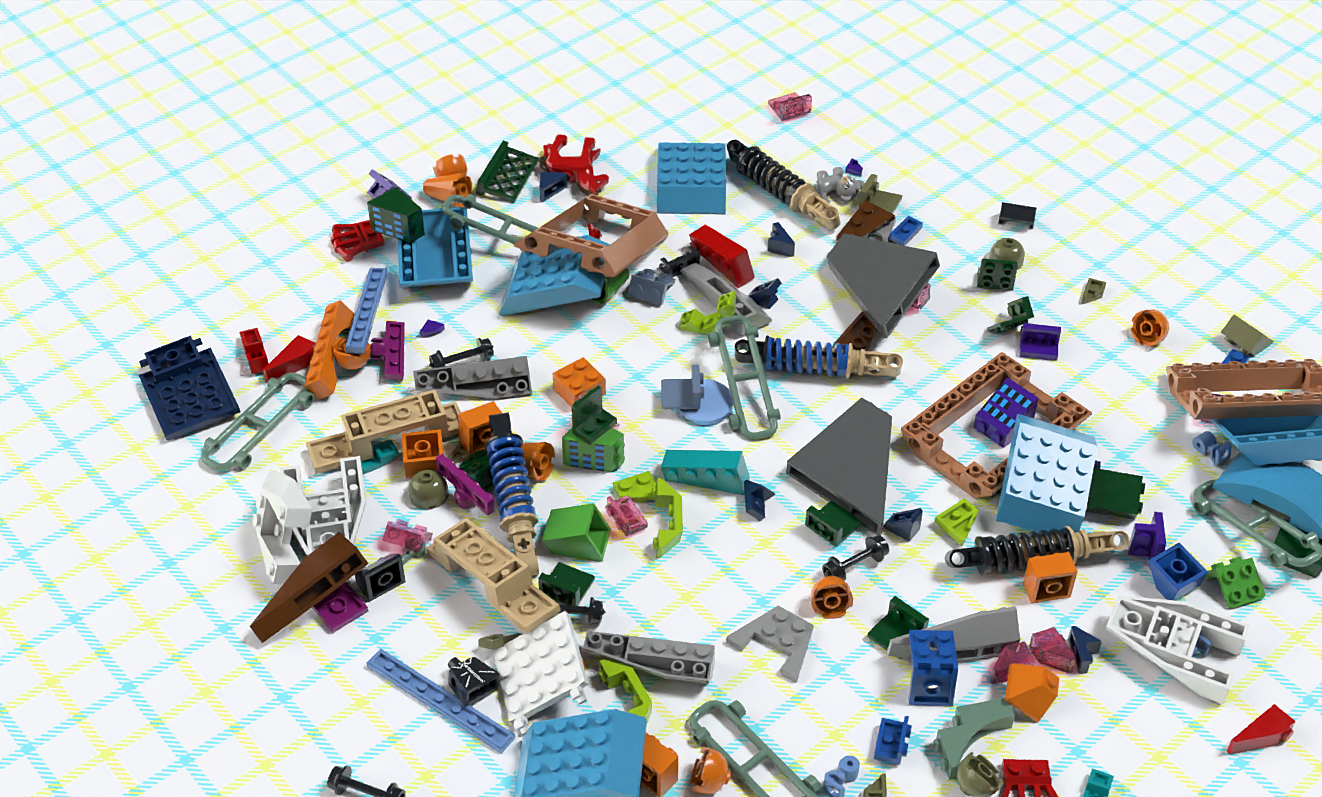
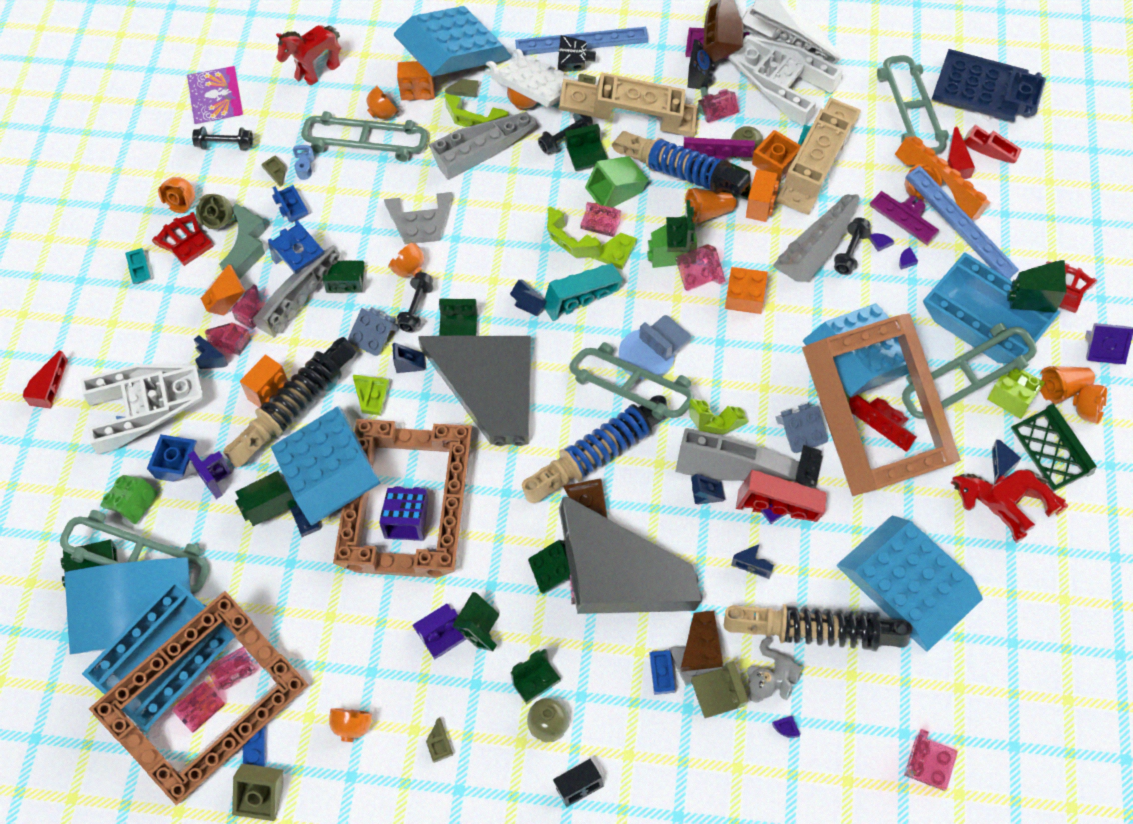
camera: 140 degrees right, 15 degrees up
(430, 348) = (880, 241): none -> dark purple tile
(489, 197) = (1016, 391): none -> lime slope
(908, 564) = (371, 330): none -> sand blue bracket
(922, 320) = (550, 566): none -> dark green bracket

